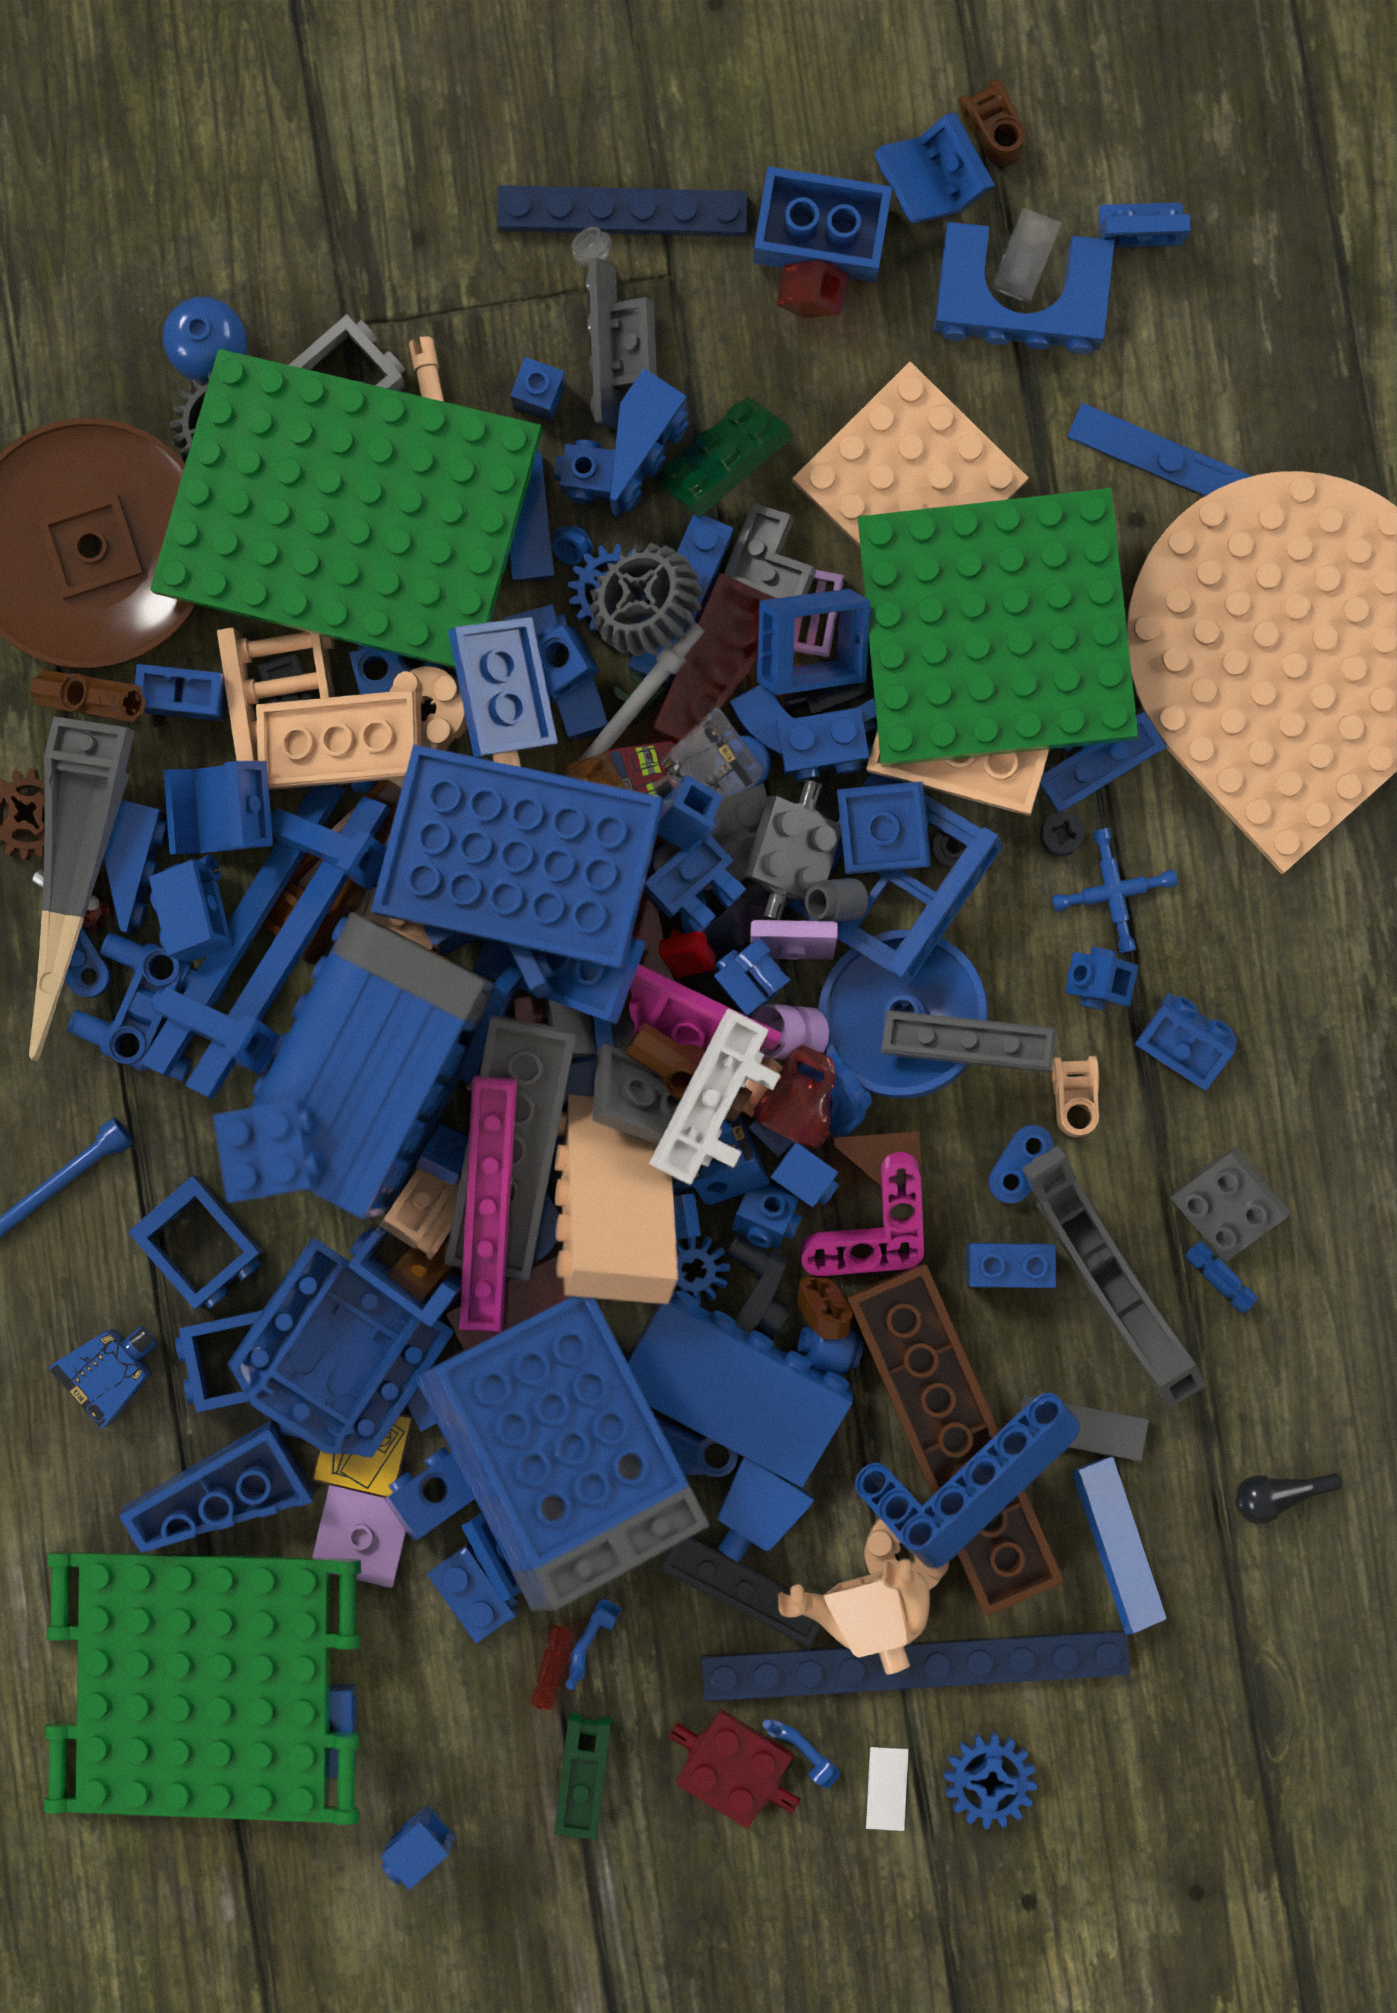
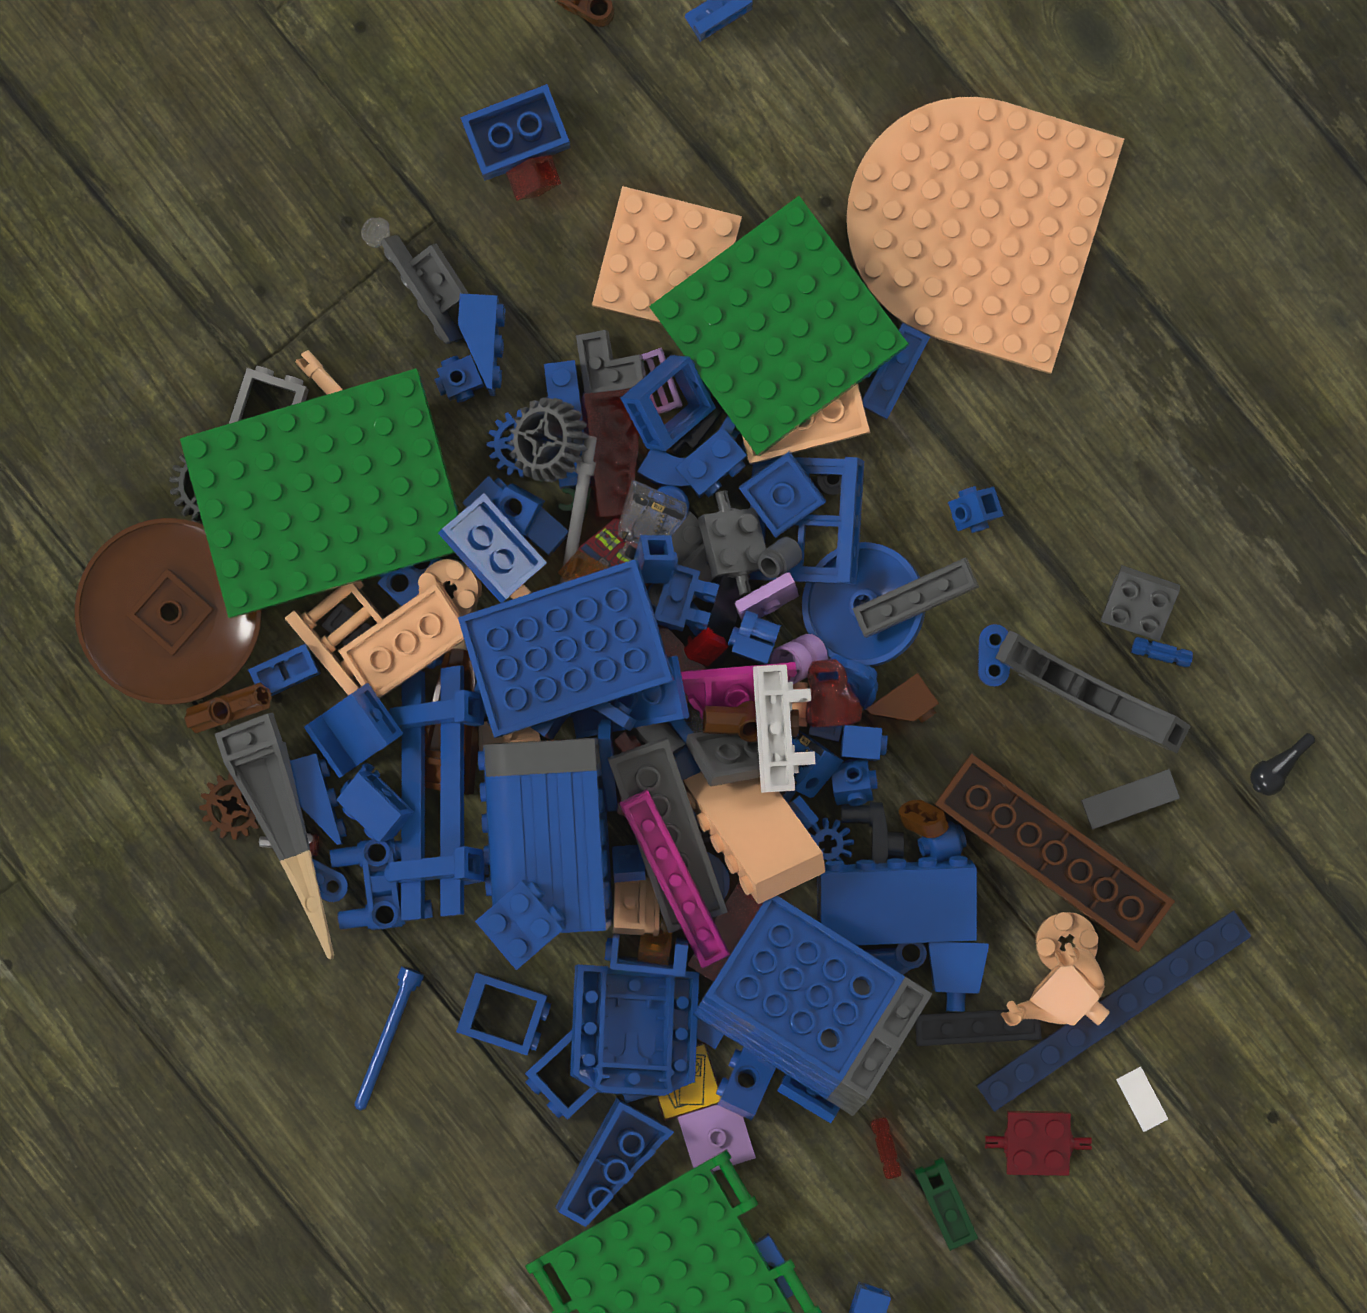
camera: 30 degrees left, 0 degrees up
(106, 1372) = (494, 1129): blue torso -> none
(197, 331) = (158, 435): blue cylinder -> none
(471, 1594) = (808, 1131): blue bracket -> none
(531, 543) = (453, 446): blue tile -> none
(538, 389) = (396, 343): blue brick -> none
(571, 544) = (476, 430): blue plate -> none
(603, 1615) = (899, 1095): blue piece -> none
(622, 210) = (381, 196): dark blue plate -> none
(723, 456) = (540, 317): dark green plate -> none
(824, 1771) = (1096, 1111): blue piece -> none
(892, 1233) = (939, 747): dark pink beam -> none
(935, 172) = (567, 56): blue bracket -> none
(970, 309) = (639, 130): blue arch -> none
(978, 1489) = (1086, 874): blue beam -> none
(988, 1798) = (1209, 1067): blue gear -> none
(1011, 1265) = (1024, 723): blue brick -> none
(1026, 255) = (656, 74): clear plate -> none
(1058, 841) = (893, 437): black wheel -> none
(1076, 1091) = (1002, 589): light nougat piece -> none
(1114, 890) = (951, 447): blue piece -> none
(1119, 1545) = (1196, 858): tile -> none
(1151, 452) = (810, 153): blue piece -> none
(1188, 1041) = (1053, 515): blue bracket -> none

